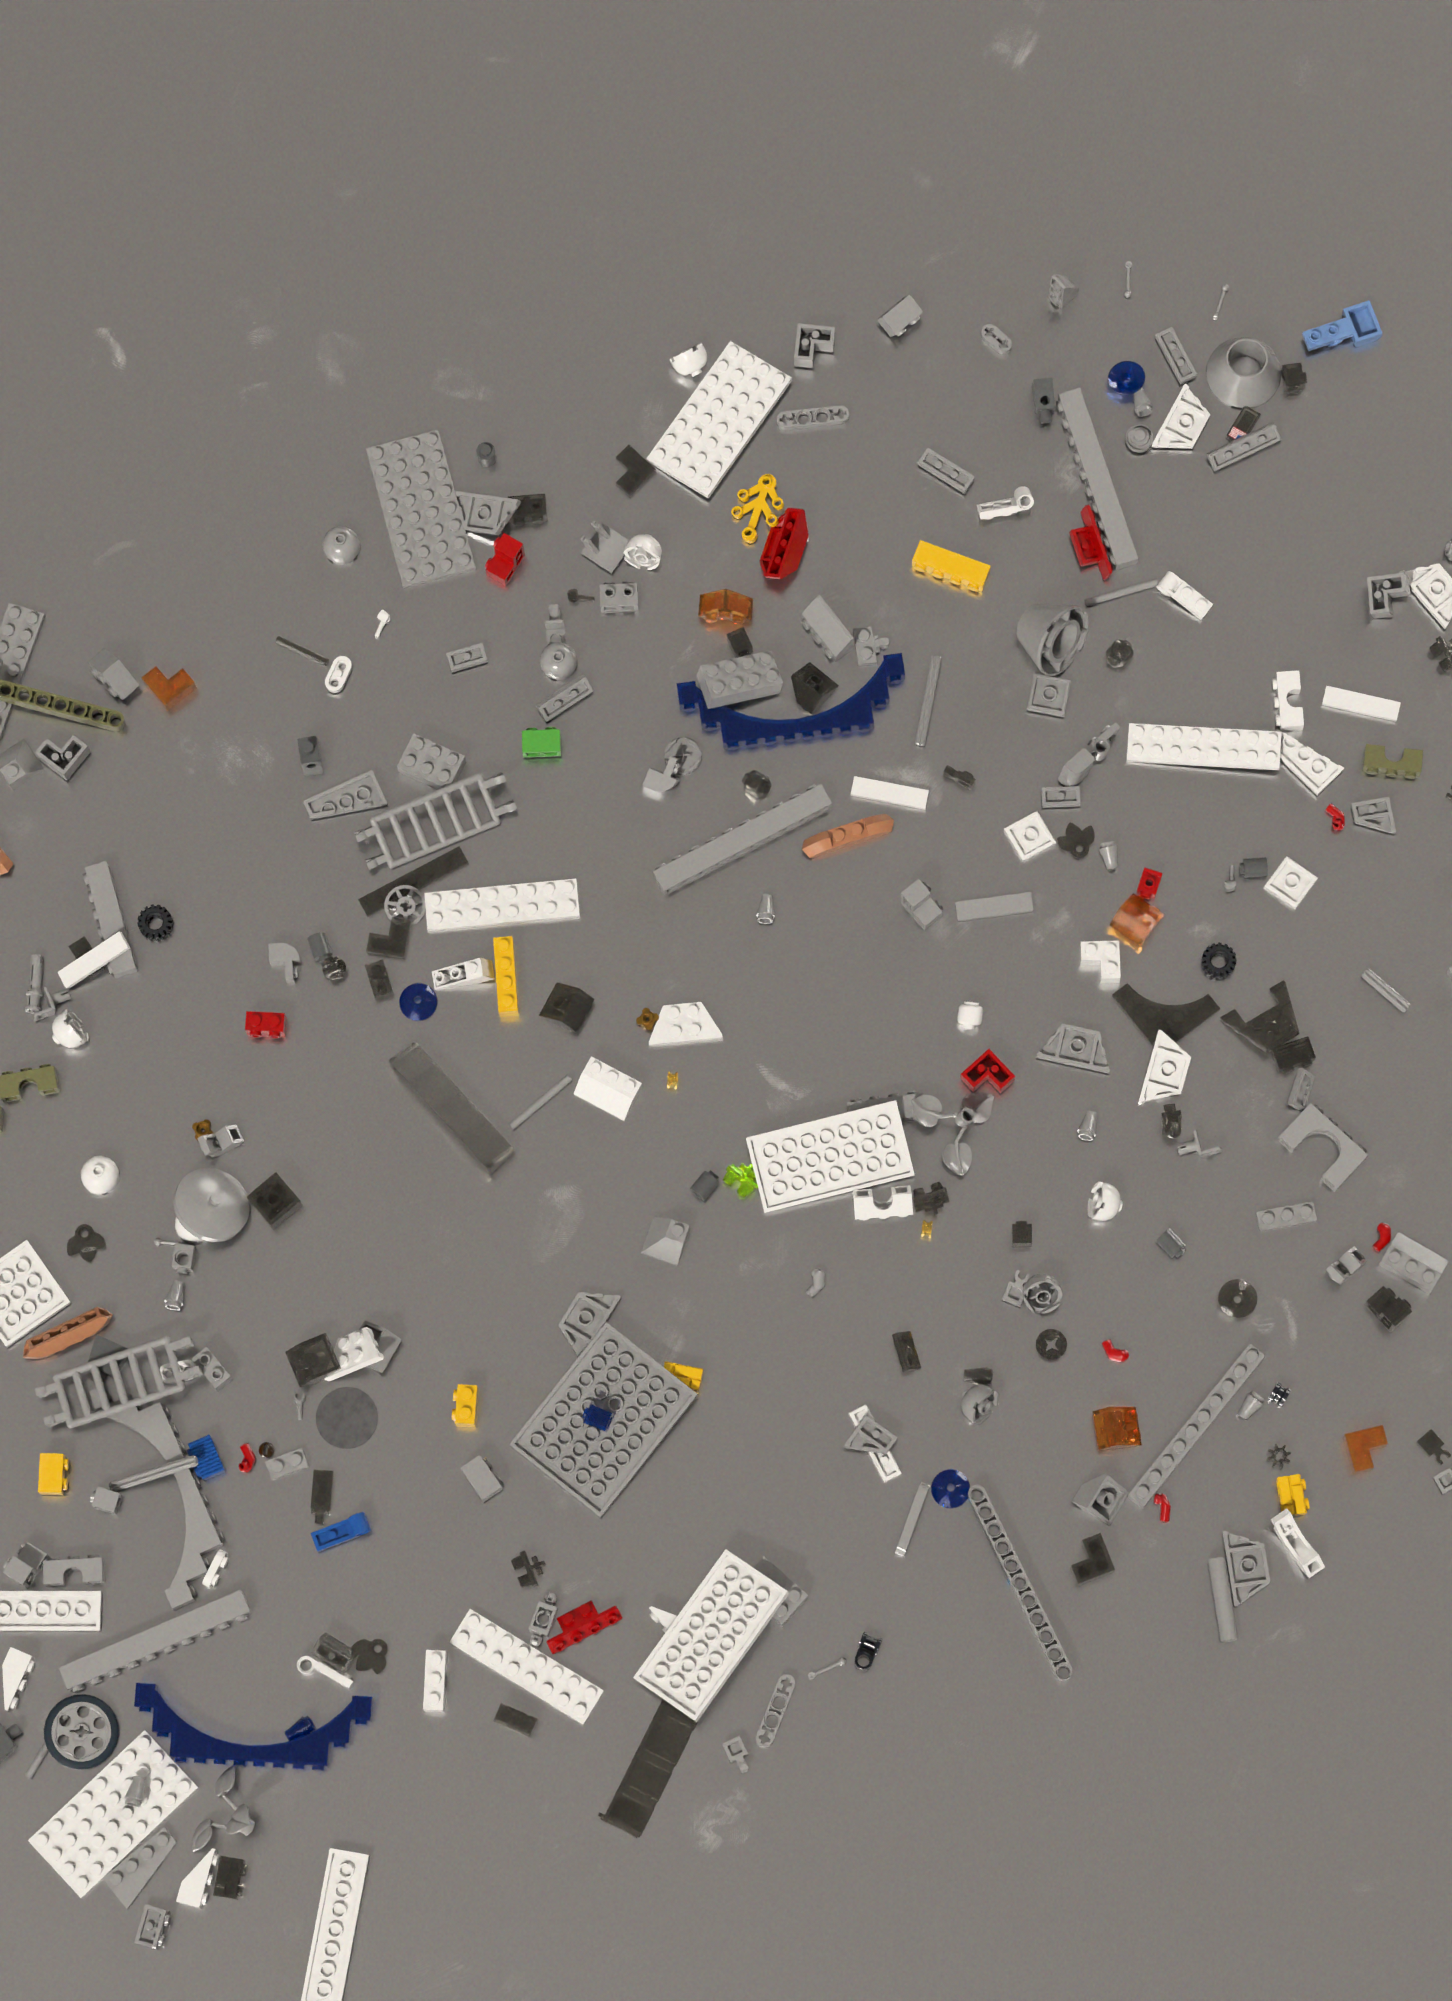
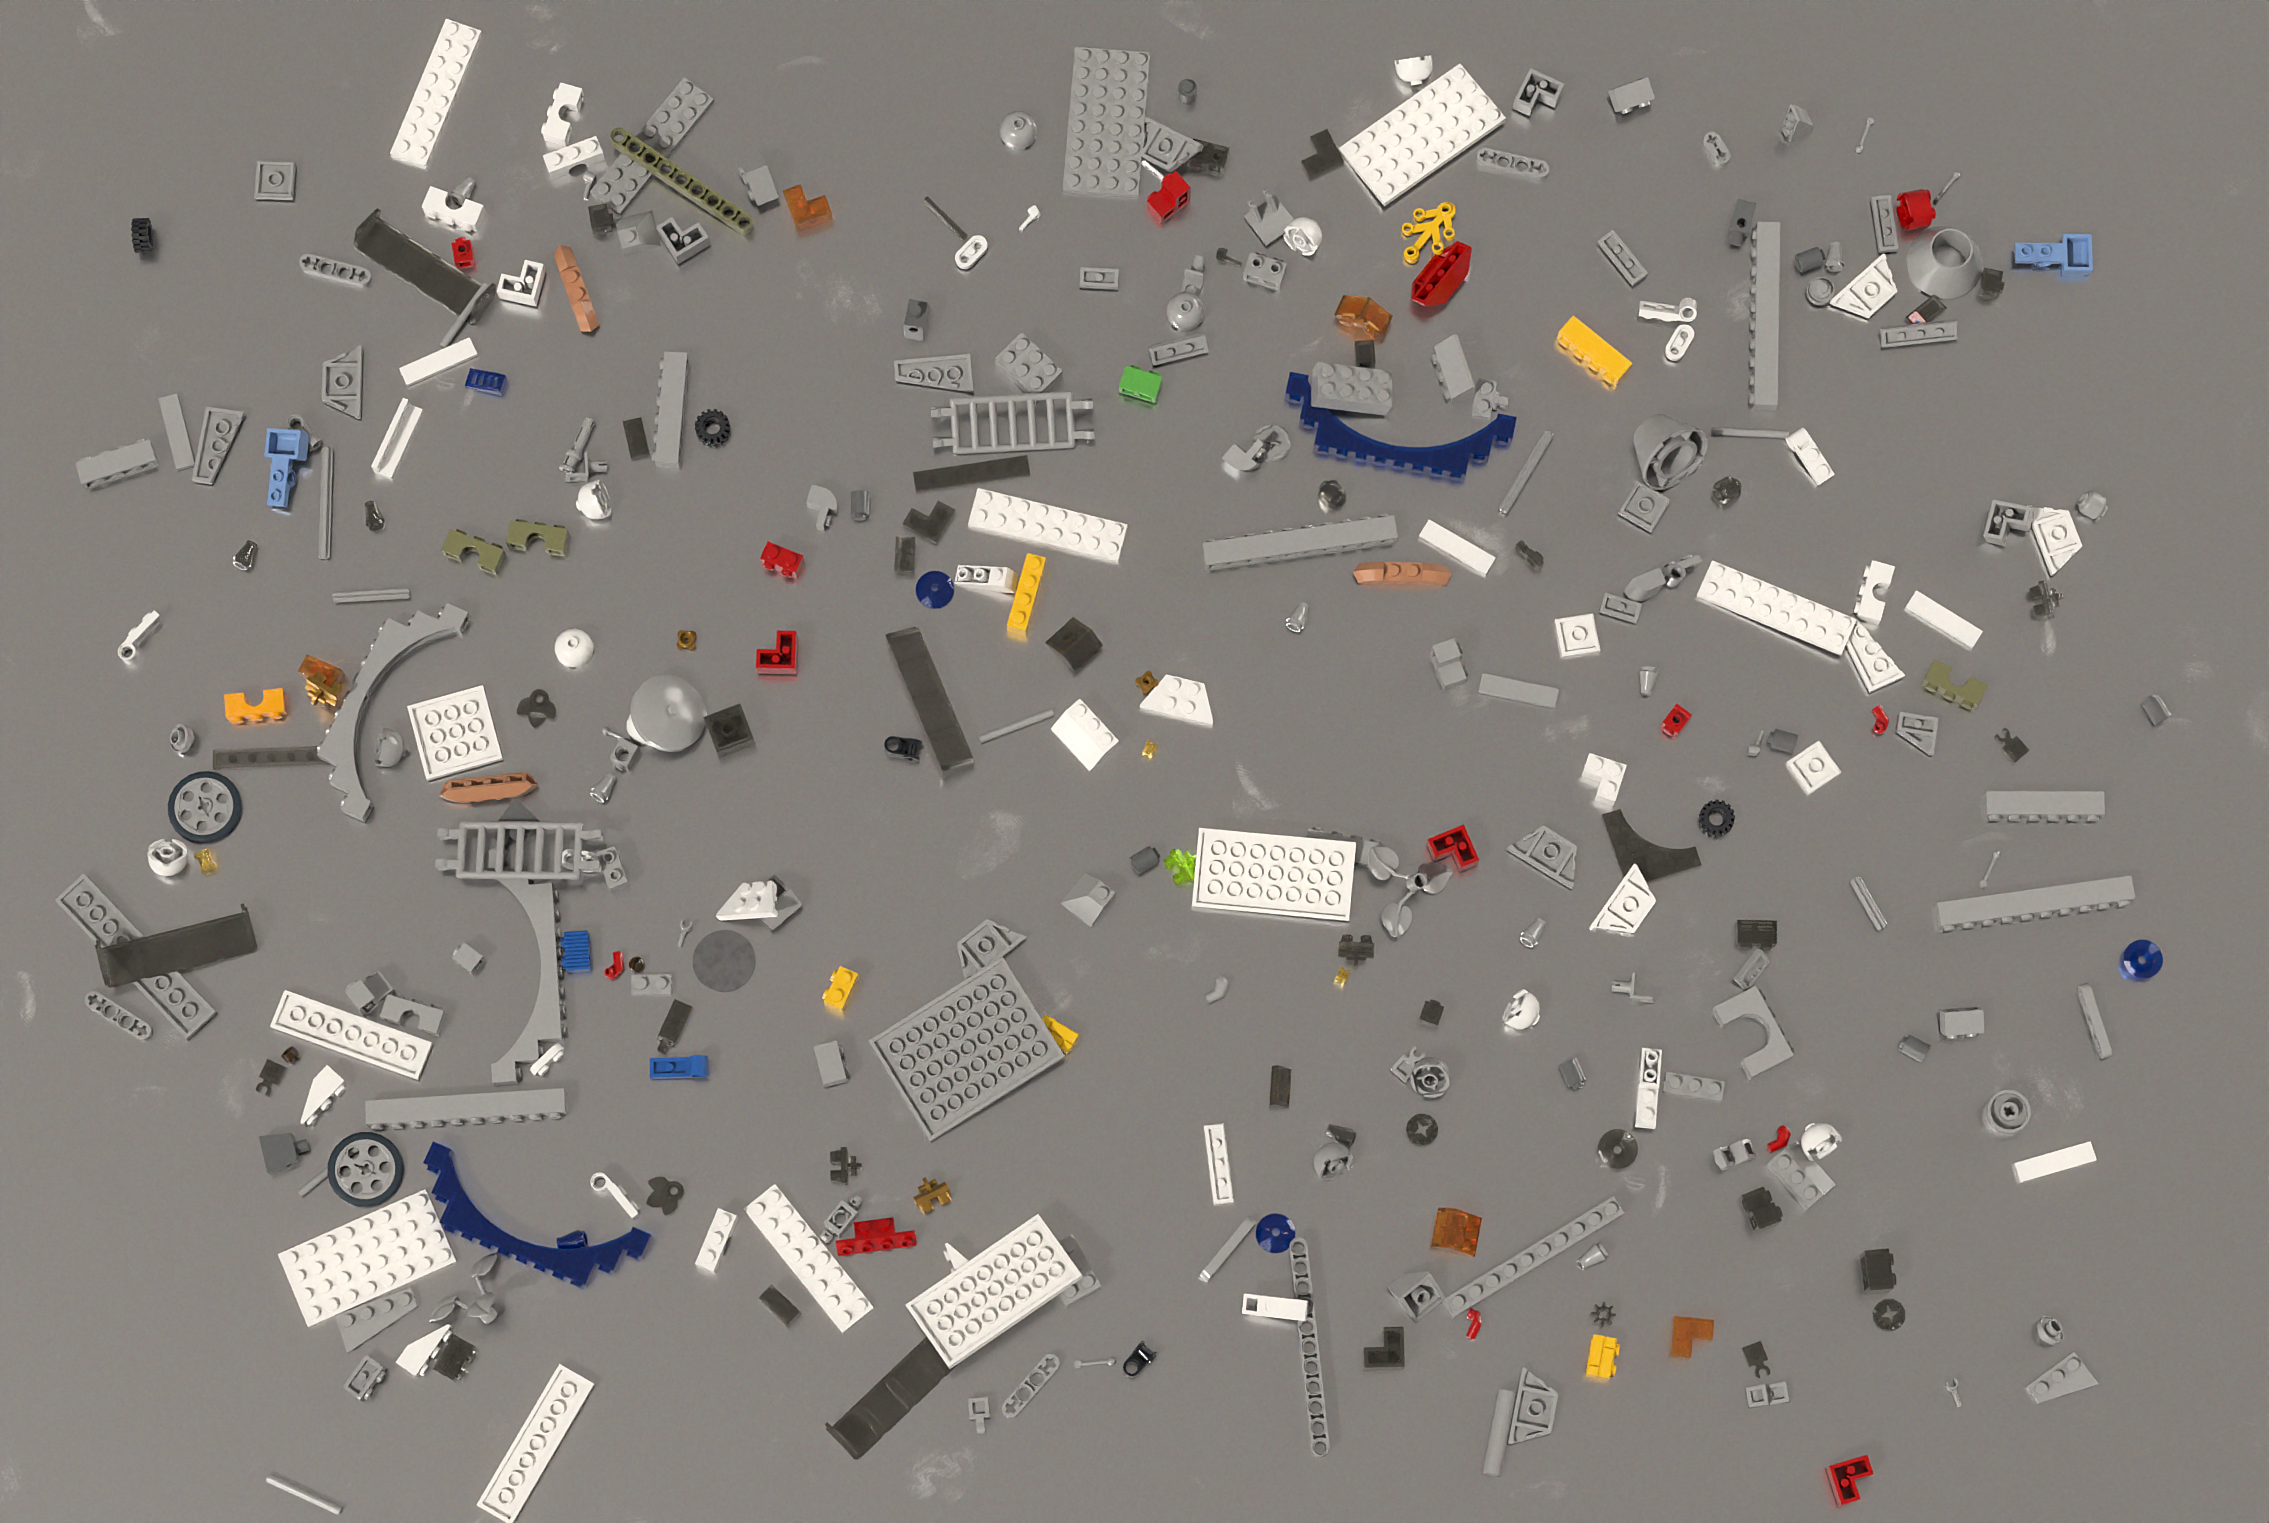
camera: 15 degrees right, 0 degrees up
(52, 1474) = (426, 915): yellow brick -> none
(93, 960) = (641, 442): white tile -> none
(135, 1793) = (394, 1245): light grey cone -> none
(153, 1473) = (521, 948): light grey axle -> none
(221, 1141) = (699, 657): light grey brick -> none
(299, 1117) = (779, 660): none -> red brick
(313, 1360) = (710, 894): clear smoke slope -> none
(334, 968) = (866, 529): clear smoke gear -> none
(334, 1653) = (631, 1180): clear smoke brick -> none
(405, 905) = (955, 493): light grey wheel -> none
(444, 1160) = (904, 748): none -> black piece
(597, 1418) = (961, 1045): clear blue brick -> none
(614, 1572) = (940, 1191): none -> pearl gold hips
(812, 687) = (1418, 420): clear smoke slope -> none
(871, 1437) = (1216, 1157): light grey wing -> none
(897, 1205) = (1293, 936): white arch -> none
(970, 1014) = (1457, 786): white head -> none
(975, 1557) = (1274, 1307): none -> white slope
(1026, 532) = (1679, 343): none -> white plate
(1076, 838) = (1621, 653): clear smoke plate -> none
(1089, 545) = (1734, 376): red bracket -> none
(1113, 1353) = (1480, 1160): red arm -> none
(1119, 412) = (1809, 259): none -> dark grey brick
(1126, 371) = (1828, 222): clear blue dish -> none
(1137, 919) = (1651, 750): clear orange slope -> none
(1171, 1121) = (1614, 956): clear smoke hips -> none
(1200, 332) = (1915, 209): none -> red brick
(1245, 1232) = (1648, 1088): none -> white slope
(1271, 1027) = (1745, 899): clear smoke wing -> none
(1279, 1394) = (1625, 1255): black wheel -> none
(1296, 1544) = (1589, 1404): white arch -> none
(1419, 1225) = (1819, 1140): none -> white cylinder

